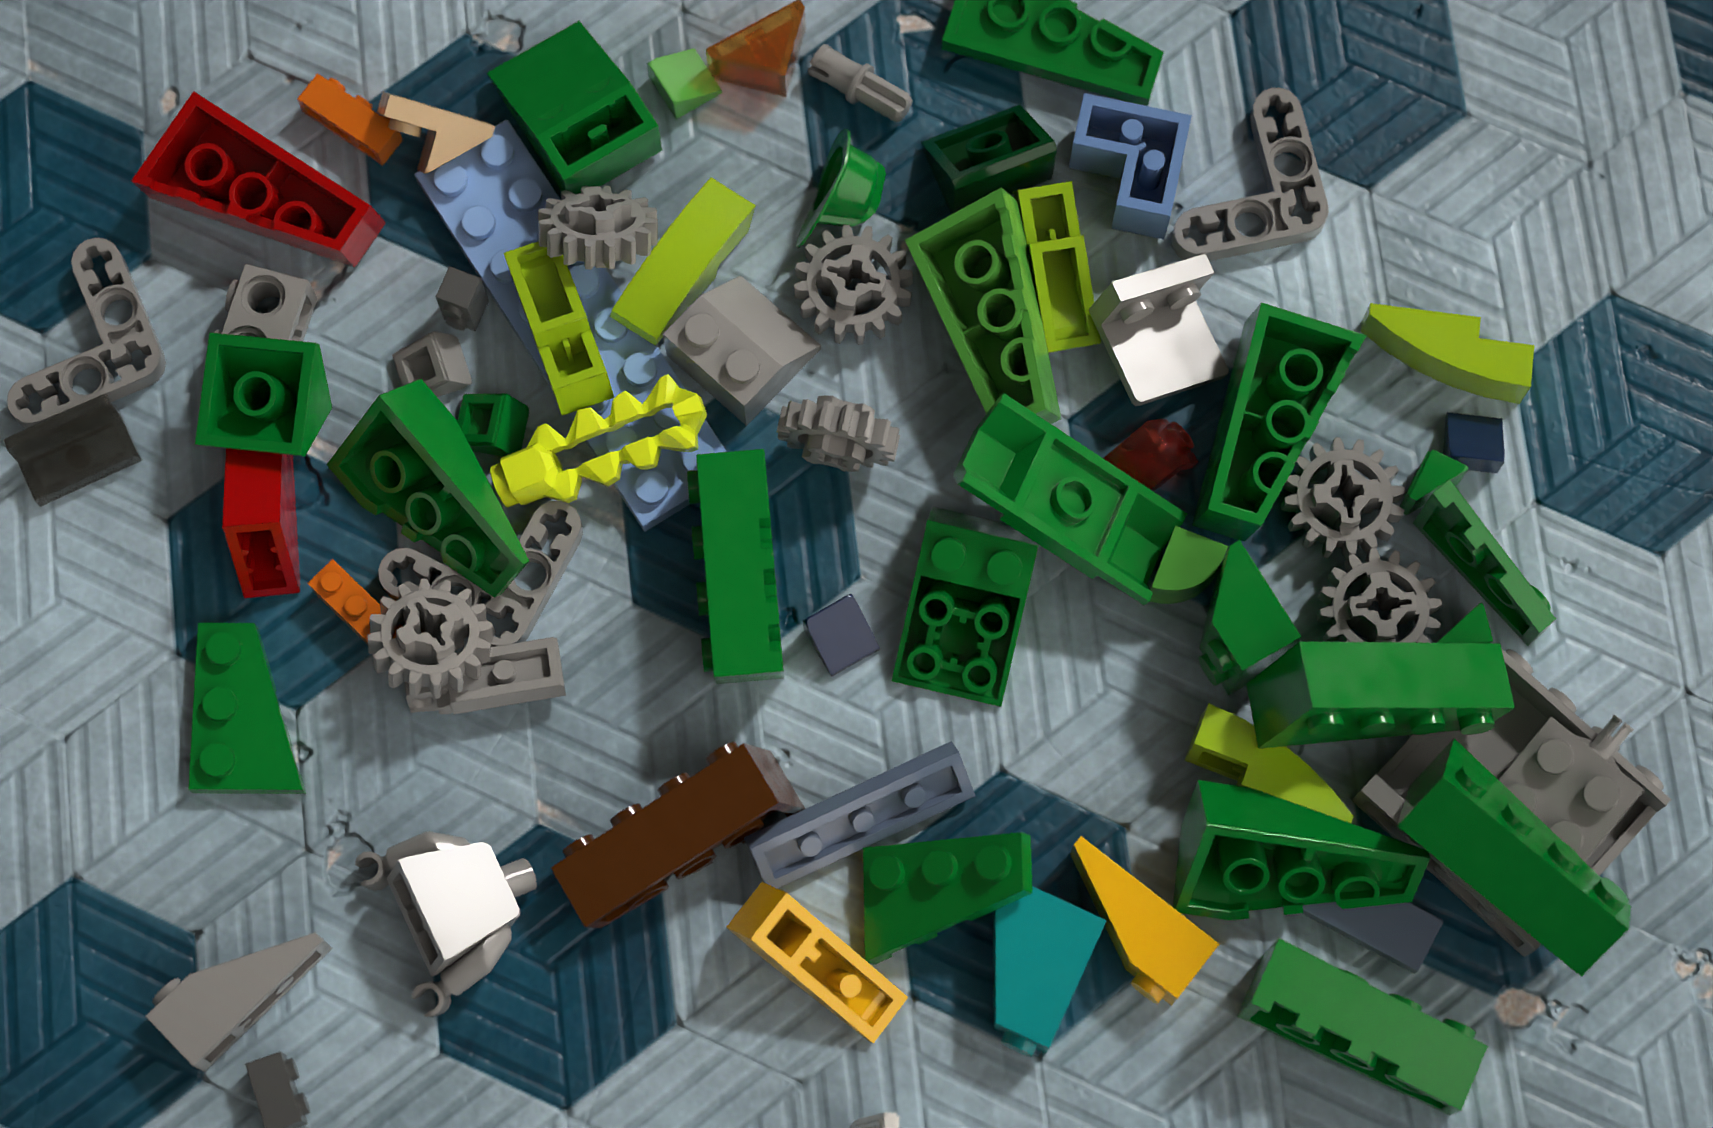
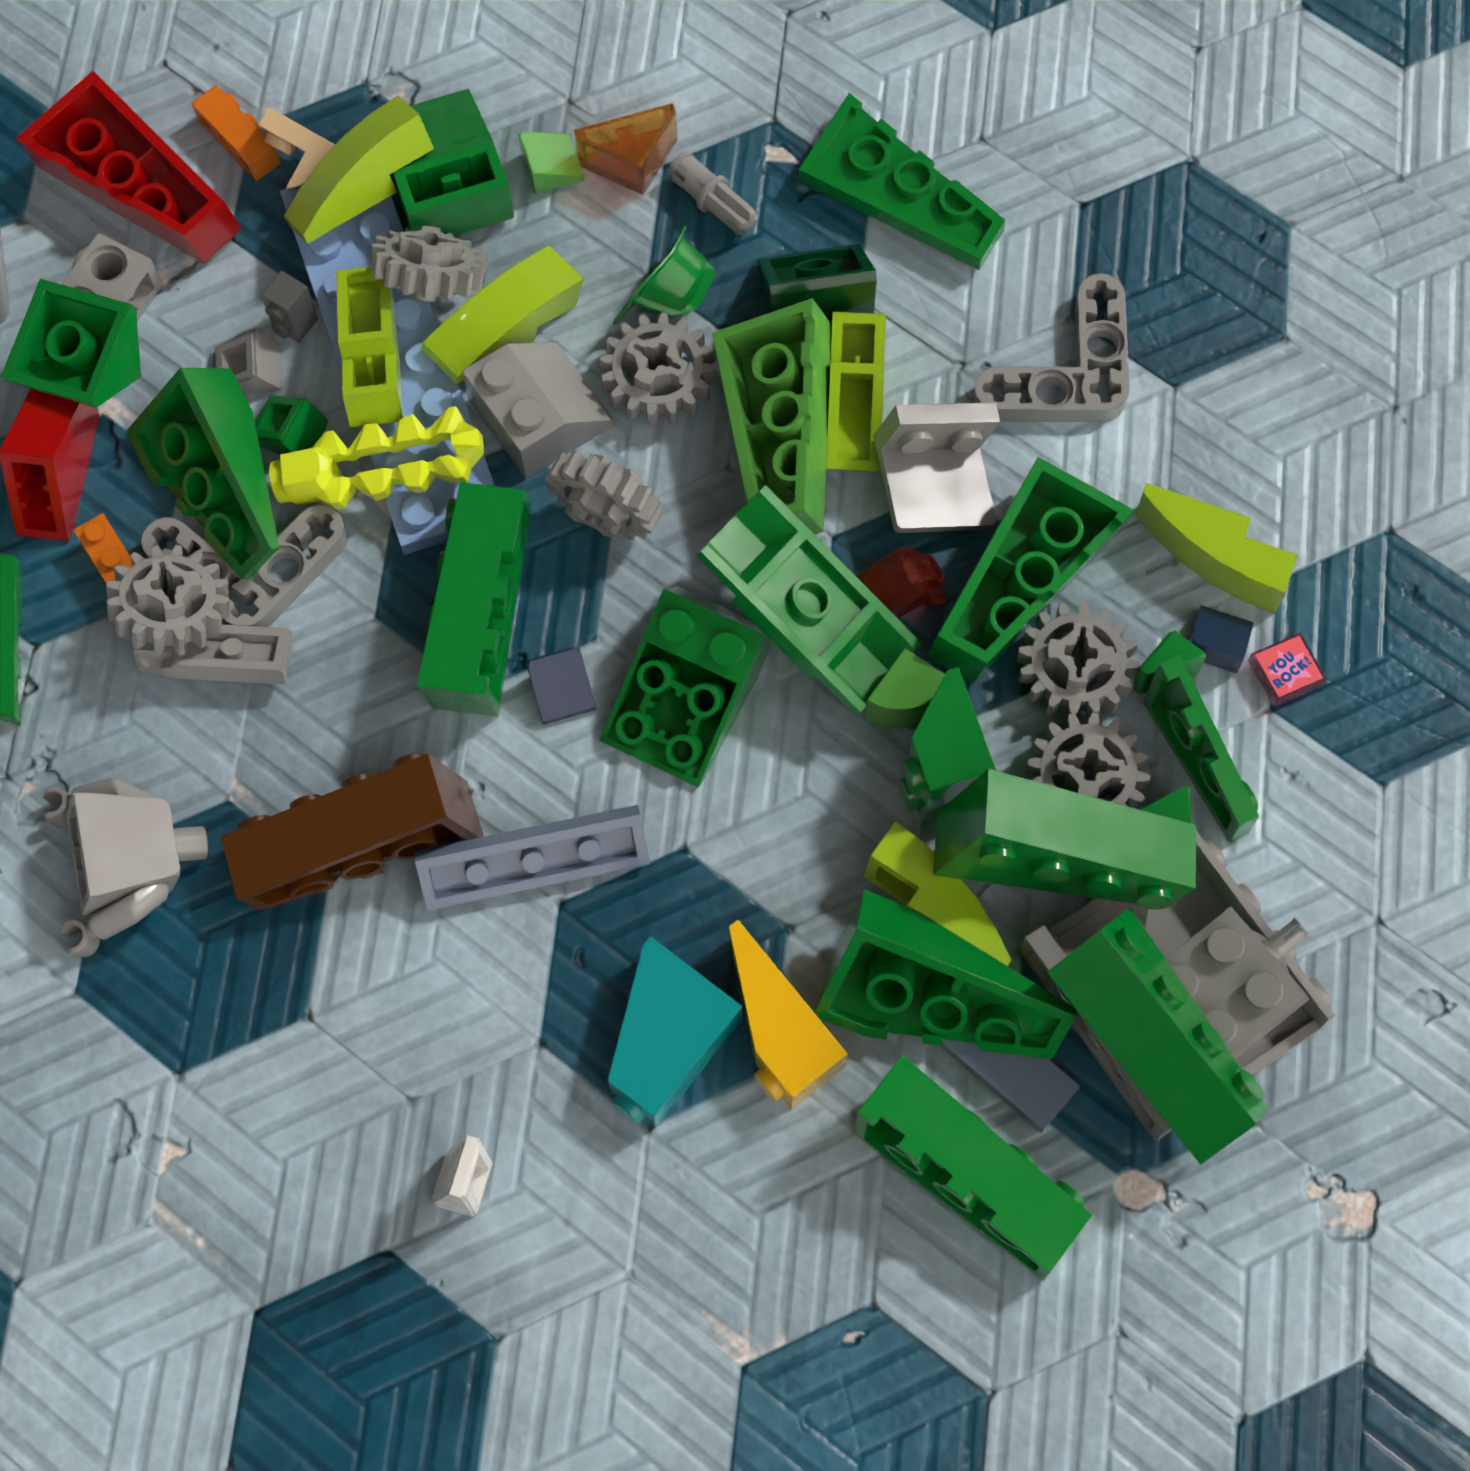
camera: 15 degrees right, 5 degrees down
(499, 142) = (358, 170): none -> lime slope
(817, 960) = (455, 986): yellow slope -> none
(937, 884) = (586, 936): green wing -> none
(1140, 148) = (959, 303): medium blue brick -> none
(1545, 460) = (1287, 669): none -> tile

